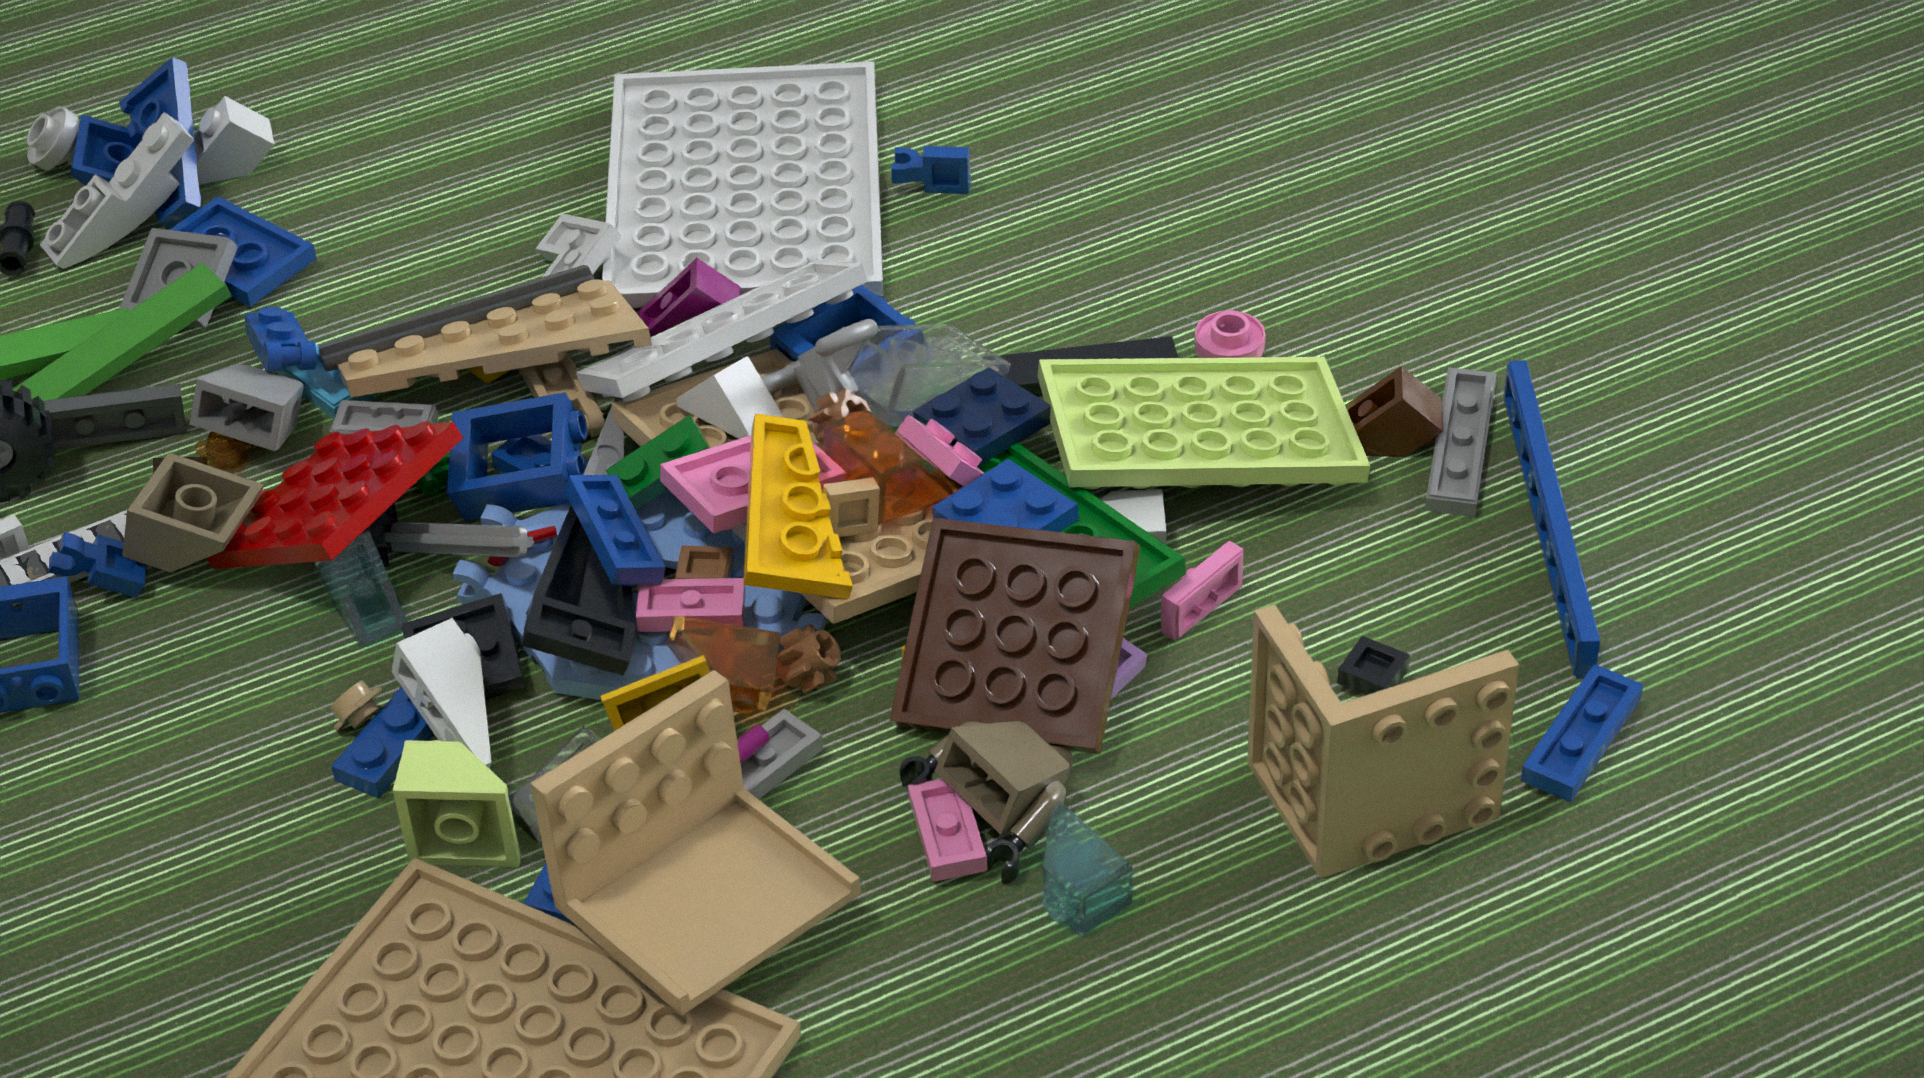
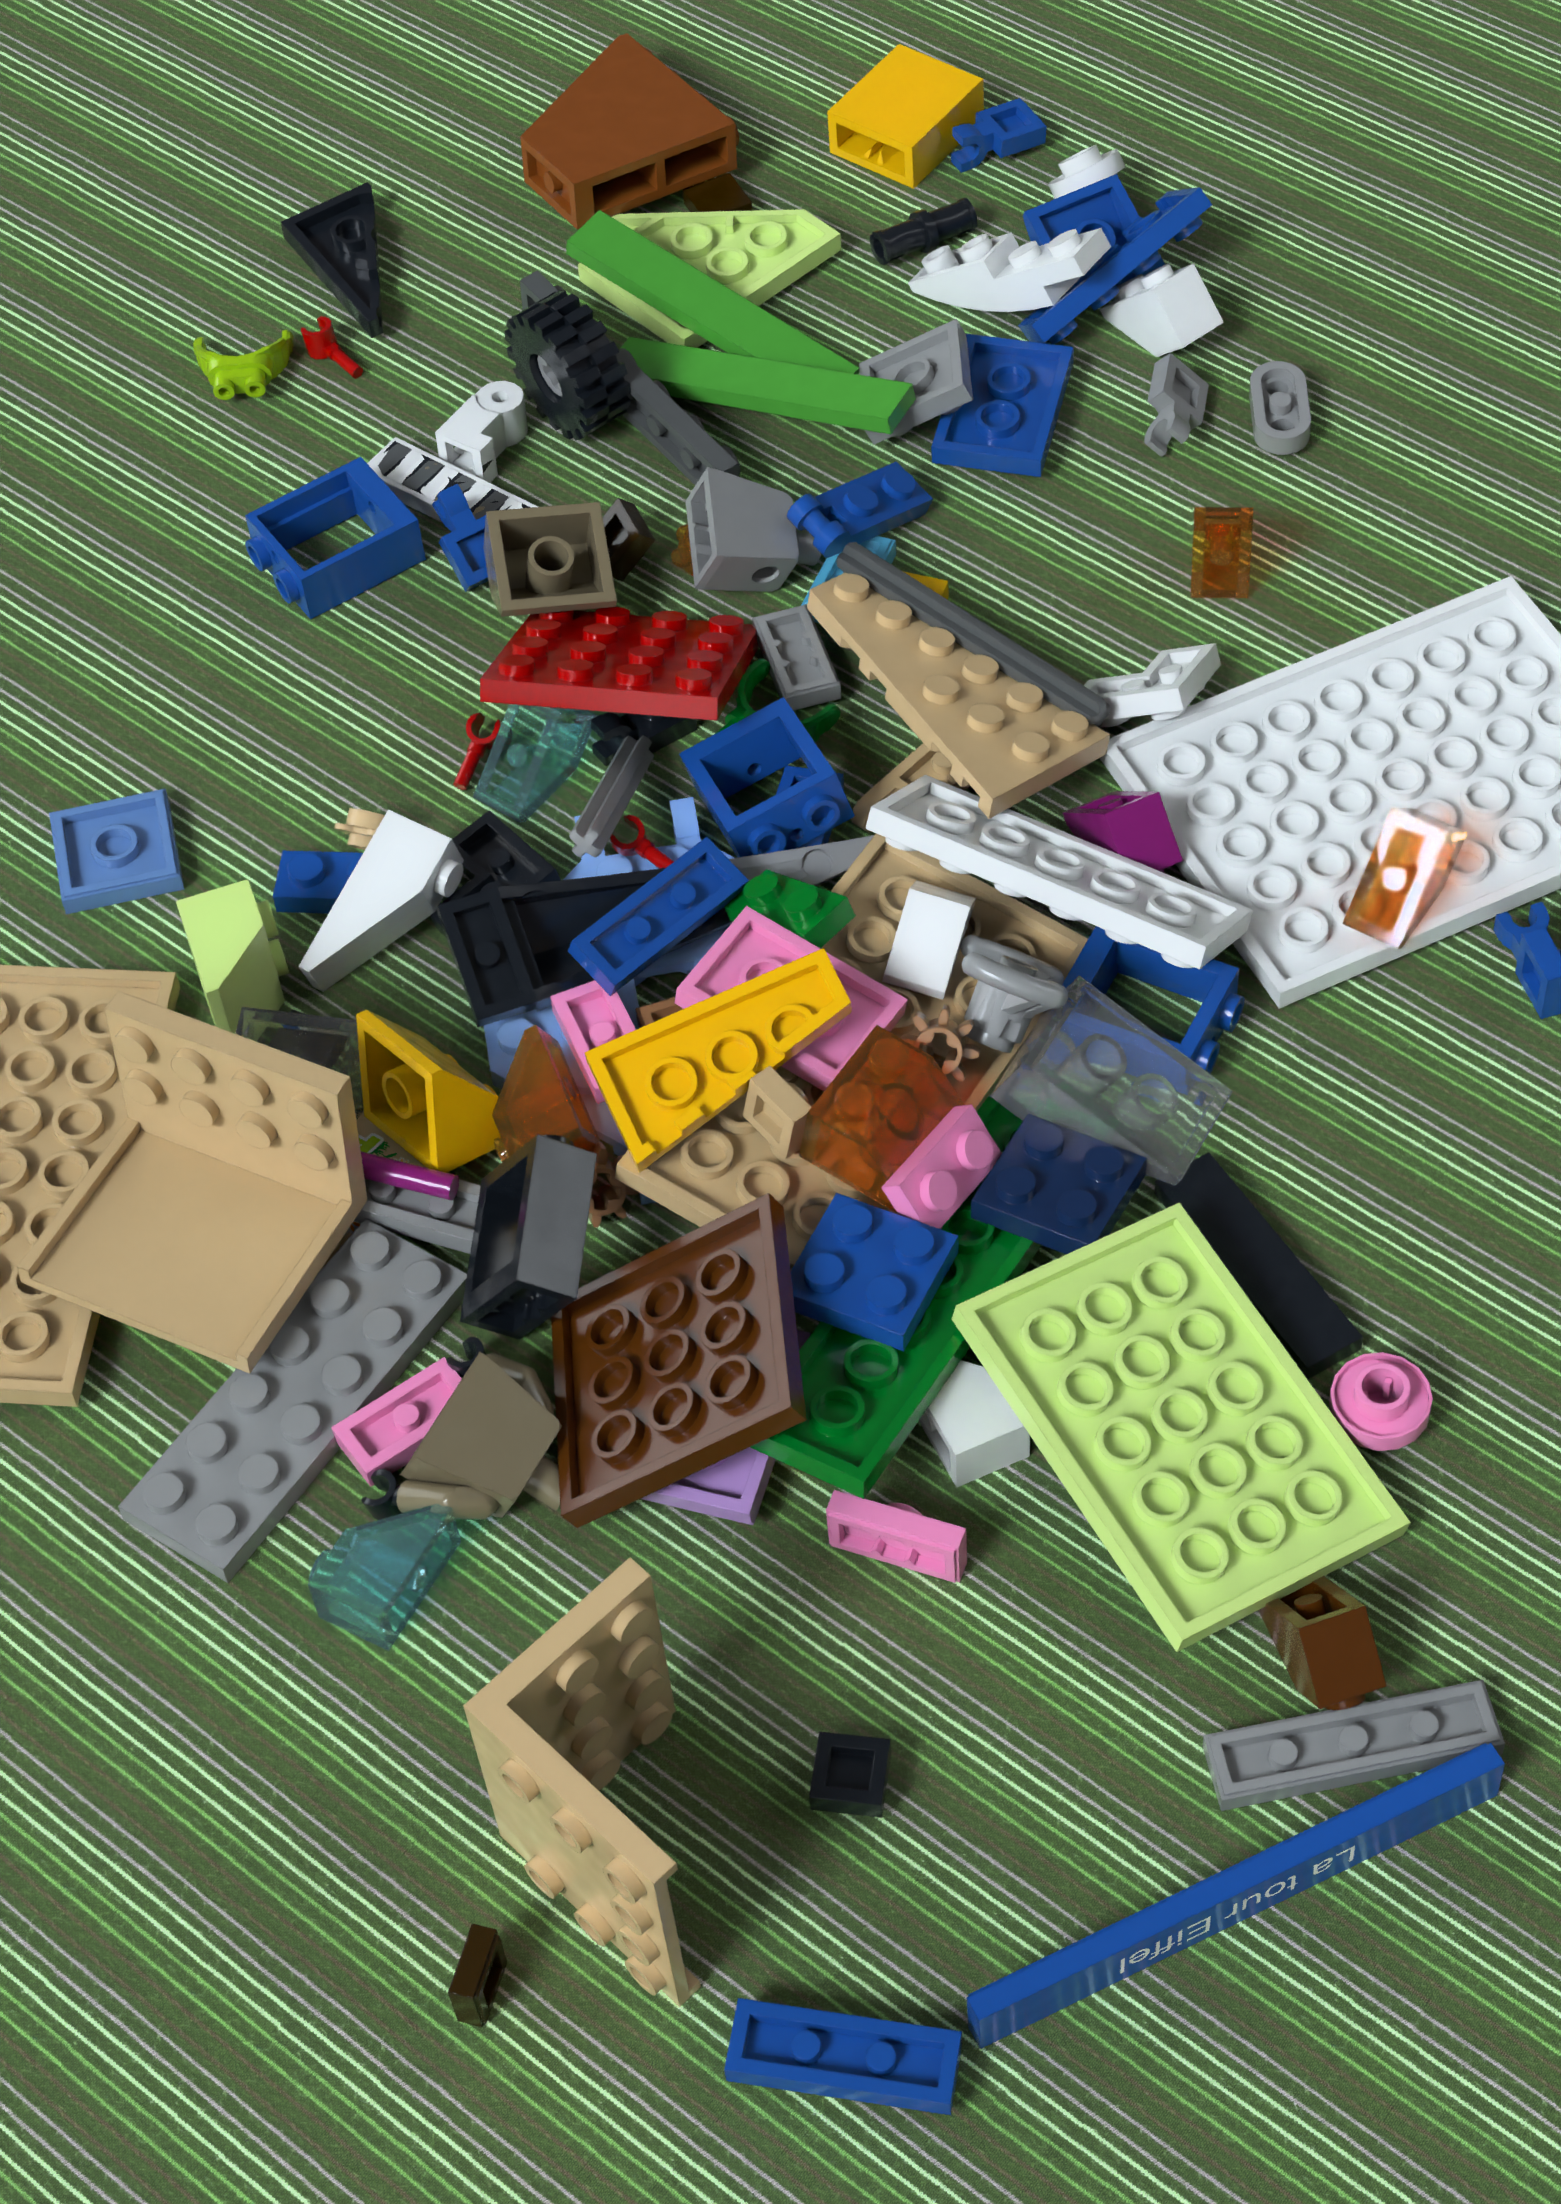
camera: 70 degrees right, 10 degrees up
(234, 881) = (116, 851): none -> medium blue tile
(306, 624) = (475, 749): none -> red hand
(310, 168) = (1179, 400): none -> light grey plate
(365, 127) = (1279, 407): none -> light grey plate
(478, 183) = (1221, 552): none -> clear orange slope
(841, 184) = (1404, 875): none -> clear orange slope
(900, 708) = (529, 1237): none -> black window
(906, 921) = (271, 1429): none -> light grey plate
(1441, 902) = (477, 1975): none -> dark brown tile

